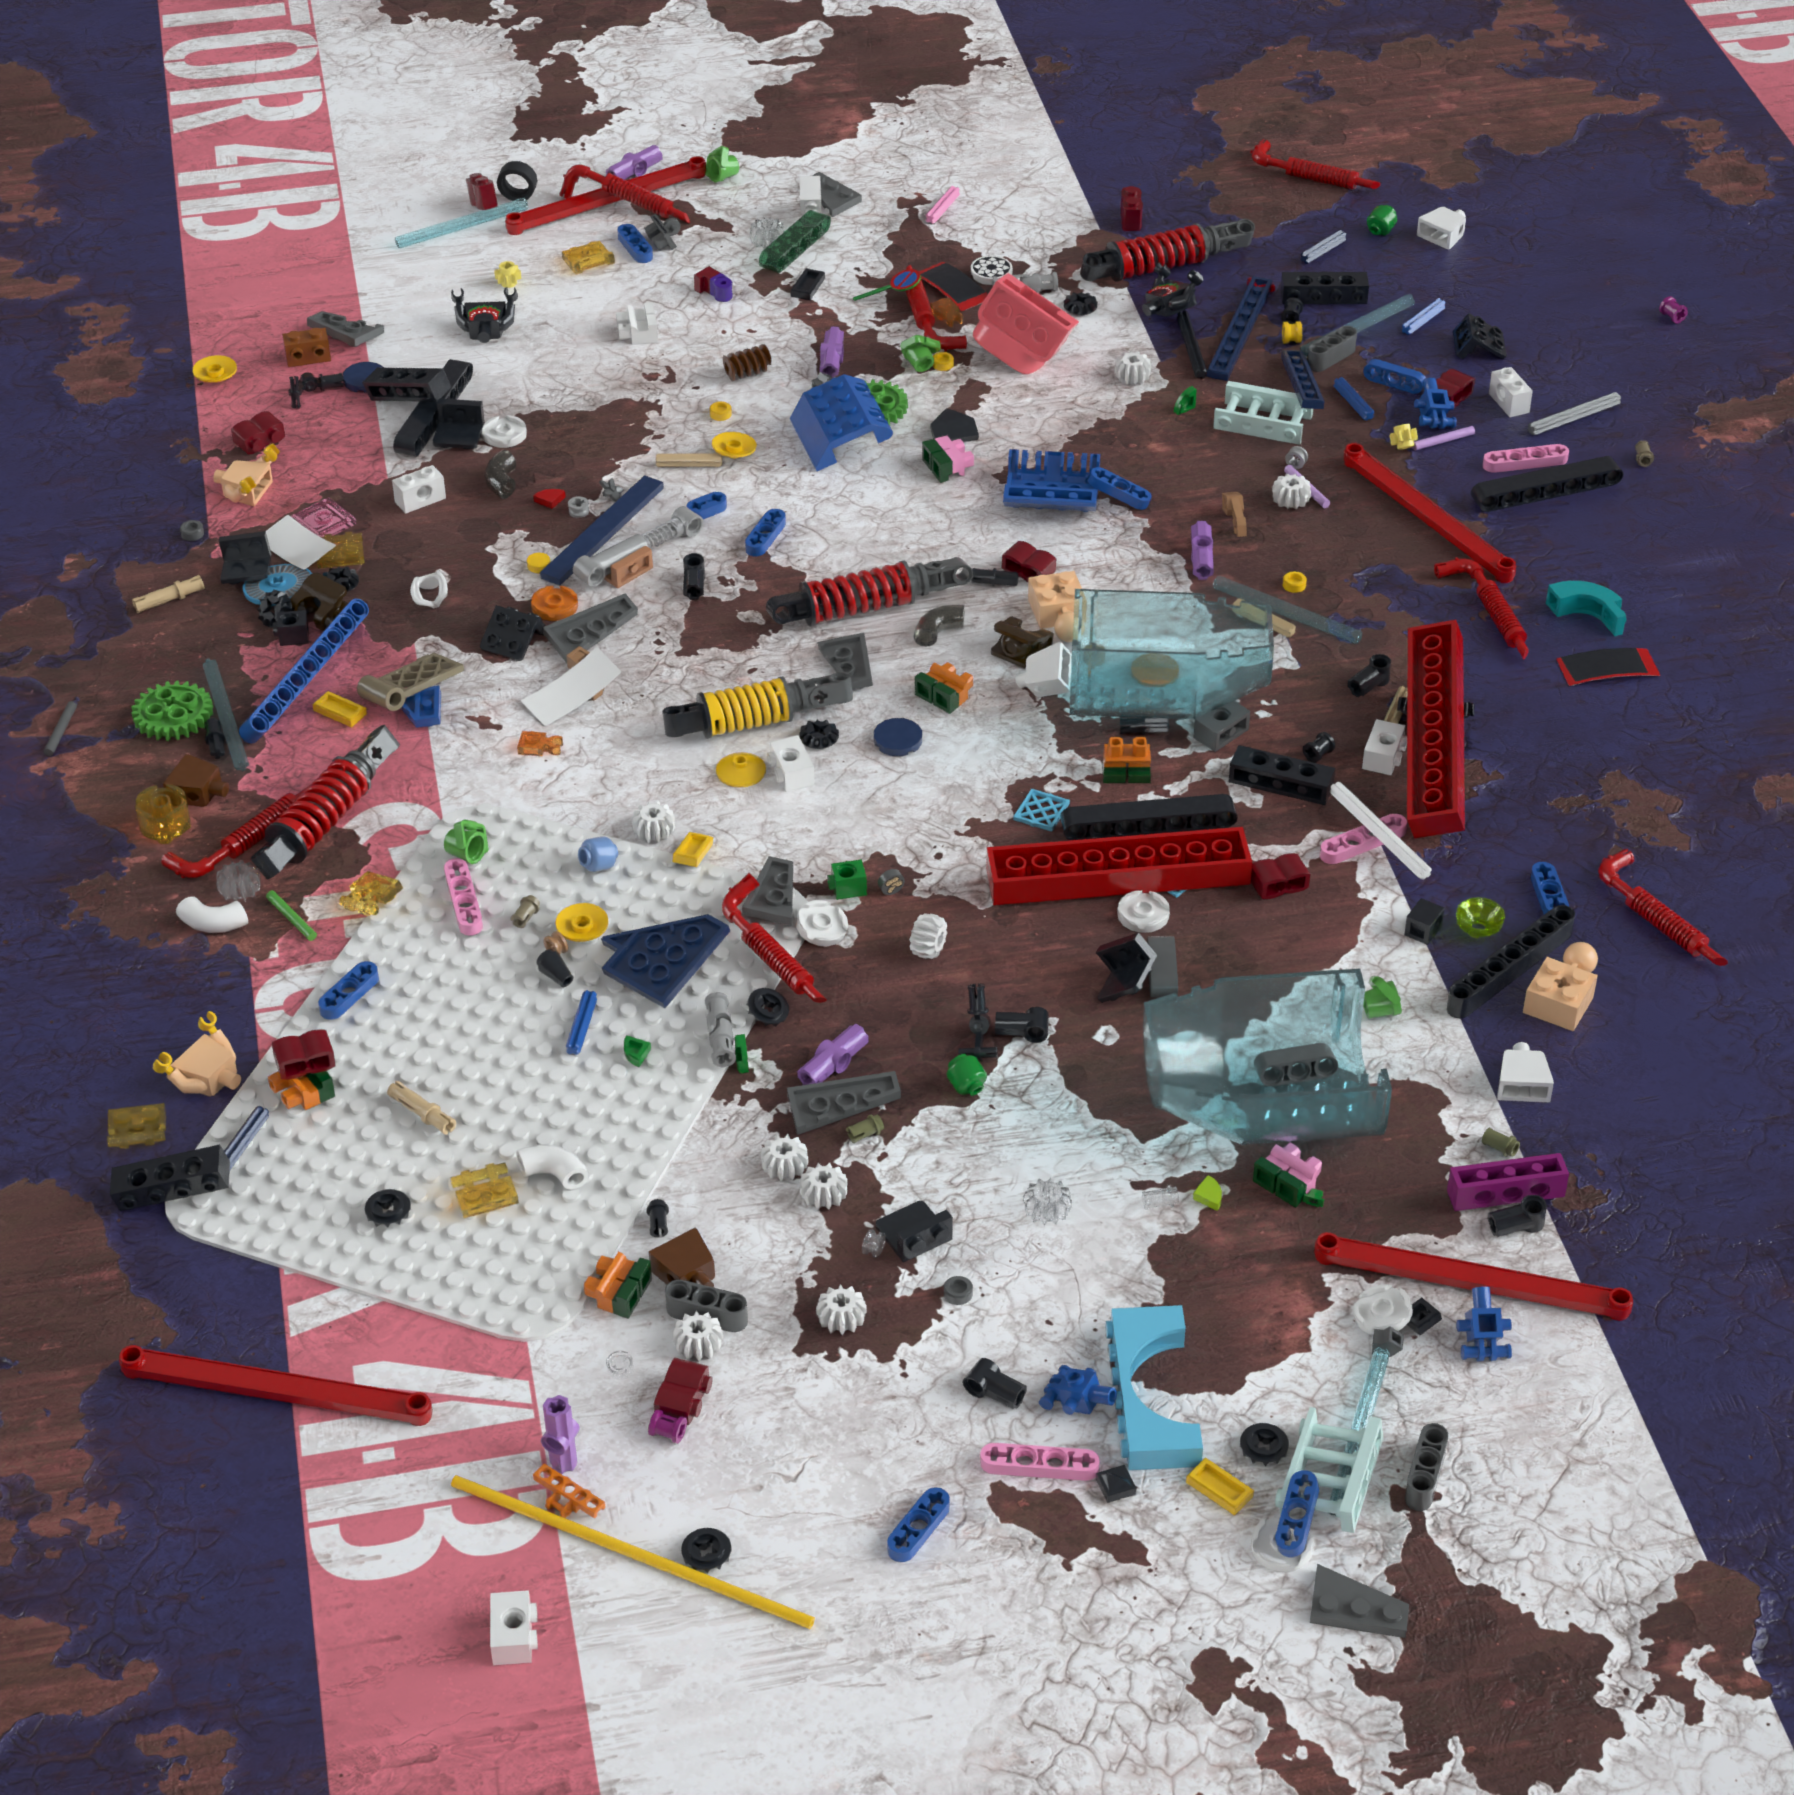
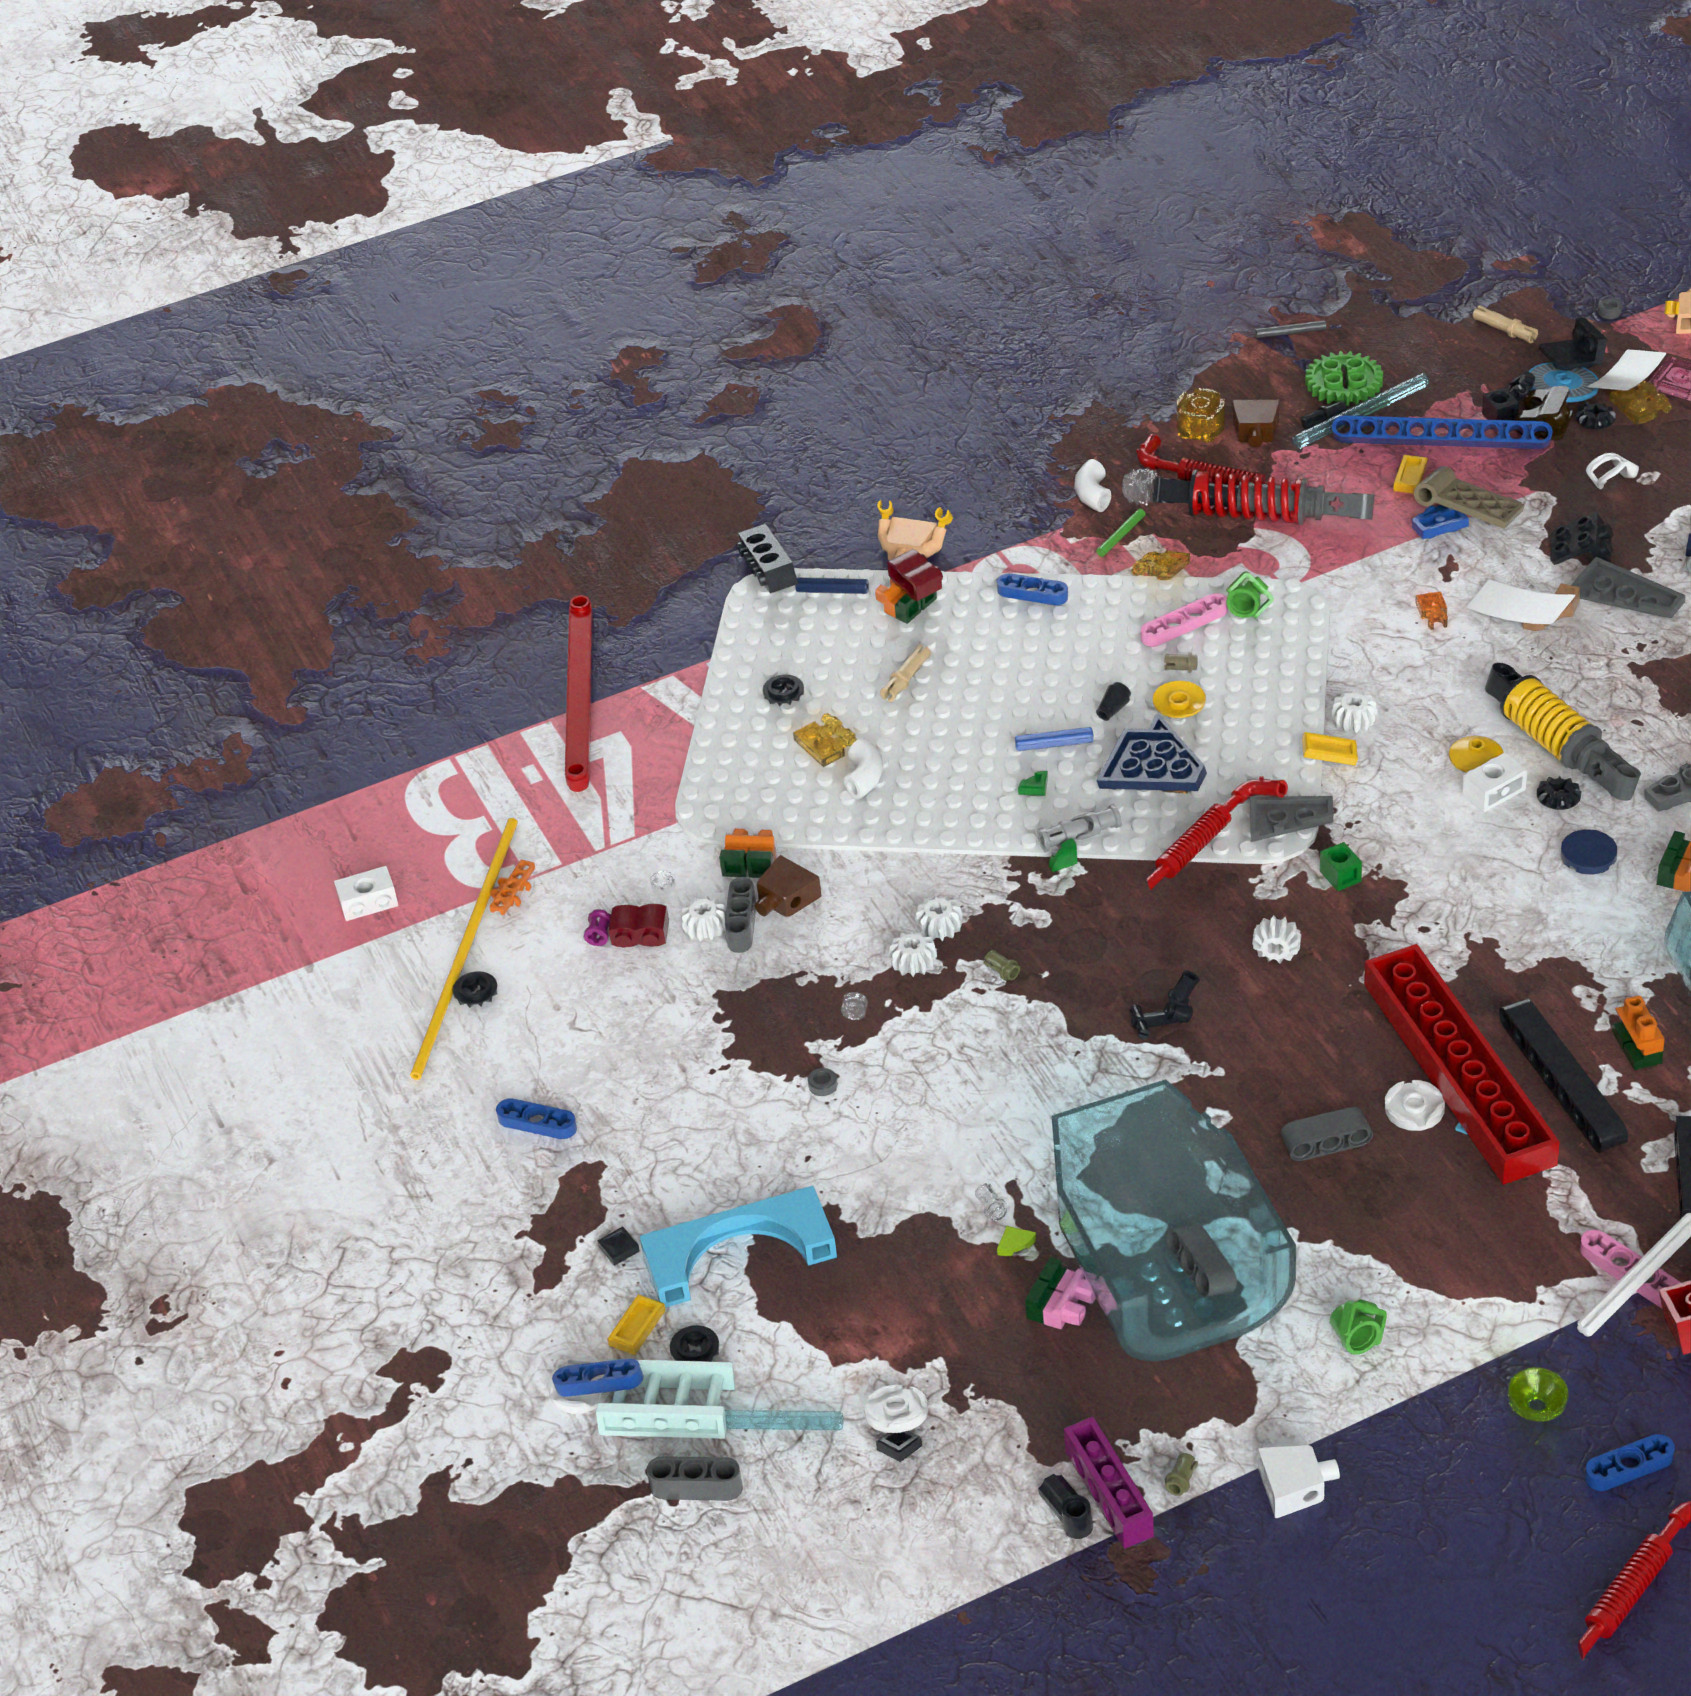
camera: 80 degrees right, 0 degrees up
(136, 1125) = (840, 528): clear yellow plate -> none
(554, 603) = (1652, 559): orange tile -> none
(556, 942) = (1143, 692): medium nougat bush -> none
(560, 1434) = (546, 852): medium lavender piece -> none
(597, 854) = (1277, 683): medium blue head -> none
(657, 1212) = (838, 857): black pin -> none
(771, 999) = (1132, 844): black gear -> none
(821, 923) = (1269, 864): white tile -> none
(833, 1055) = (1086, 918): medium lavender piece -> none
(834, 1100) = (1033, 937): dark grey wing -> none
(841, 1309) = (764, 1003): white gear -> none
(891, 882) = (1353, 897): dark grey tile -> none
(915, 1230) = (881, 1030): black bracket -> none
(966, 1074) = (1098, 1017): green head -> none
(988, 1380) = (709, 1125): black piece -> none
(1031, 1024) = (1192, 1047): black piece -> none
(1035, 822) = (1521, 974): medium azure window -> none
(1039, 1466) = (629, 1185): bright pink beam -> none
(1047, 1201) = (950, 1115): clear gear -> none
(1077, 1391) = (713, 1188): blue piece -> none
(1129, 964) = (1314, 1091): black bracket -> none
(1280, 876) = (1521, 1203): dark red brick -> none
(1314, 1198) = (1042, 1328): green piece -> none
(1355, 1606) = (515, 1454): dark grey wing -> none
(1388, 1339) = (853, 1418): dark grey piece -> none
(1424, 921) = (1509, 1346): black brick -> none
(1484, 1325) = (890, 1495): blue piece -> none
(1510, 961) = (1481, 1439): black beam -> none
(1564, 988) = (1446, 1489): light nougat brick -> none
(1615, 1302) = (969, 1485): red piece -> none

